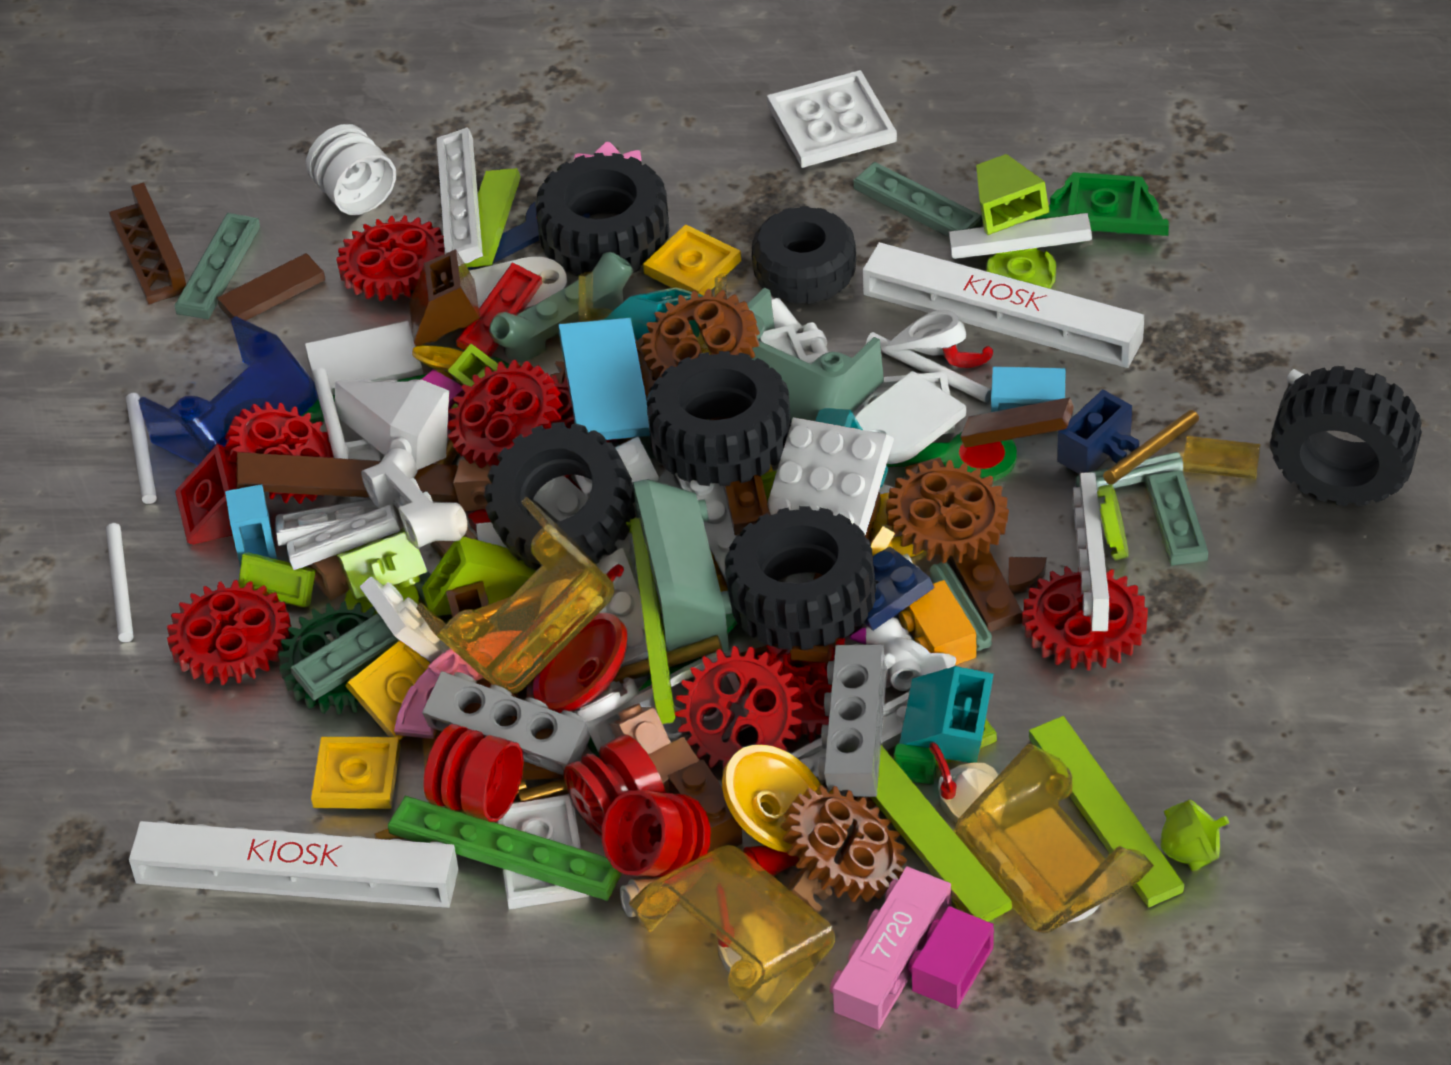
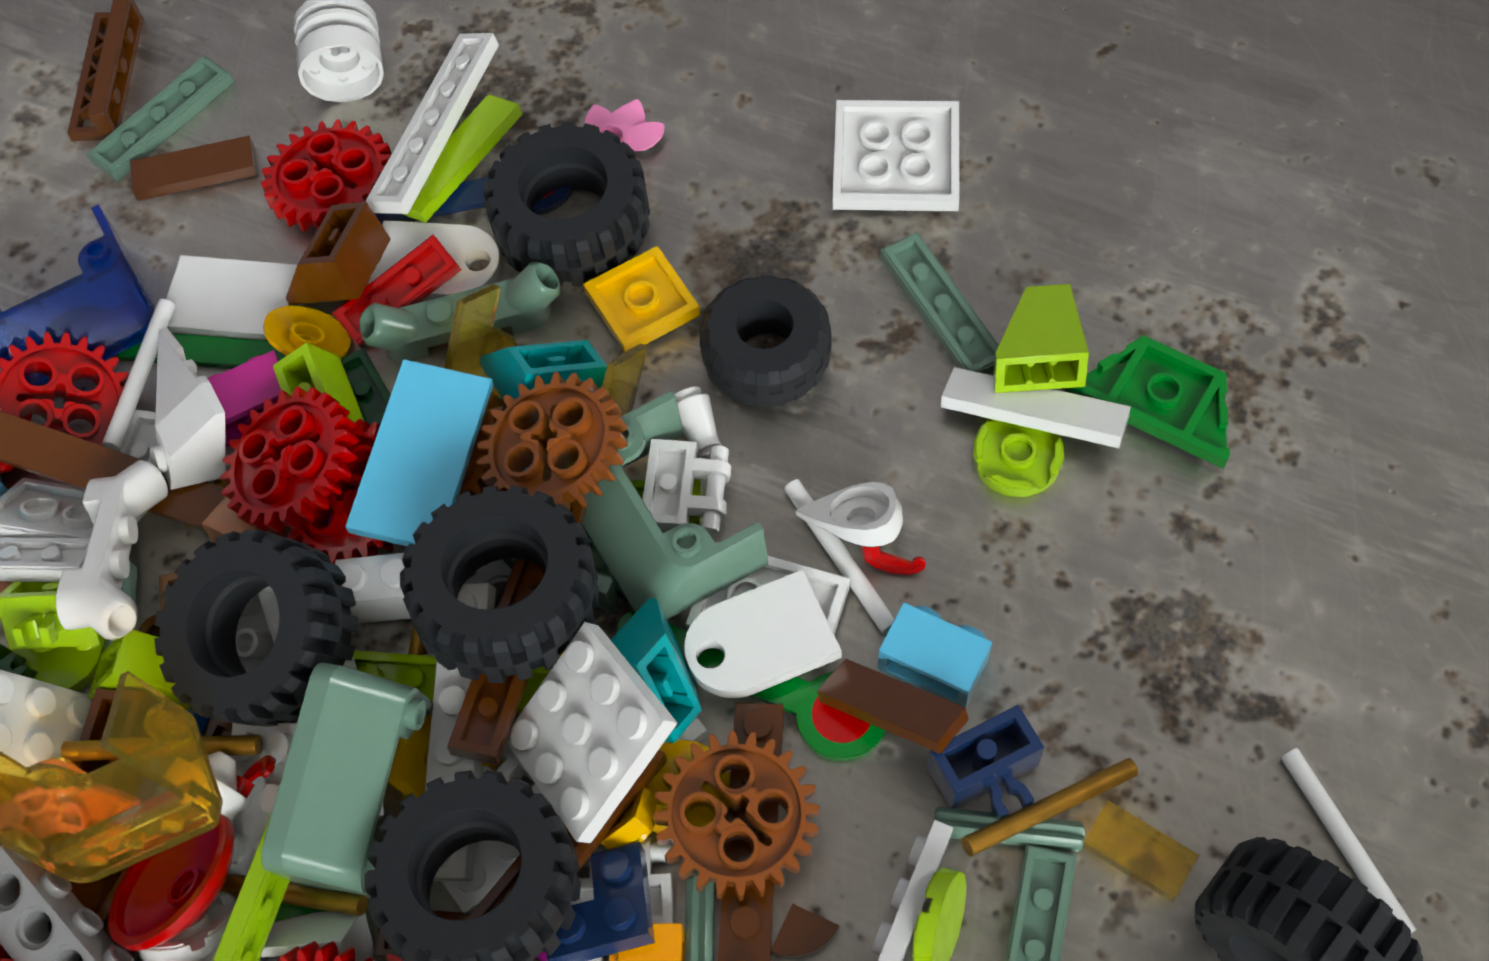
camera: 25 degrees right, 15 degrees up
(1004, 304) = (974, 505): white brick -> none

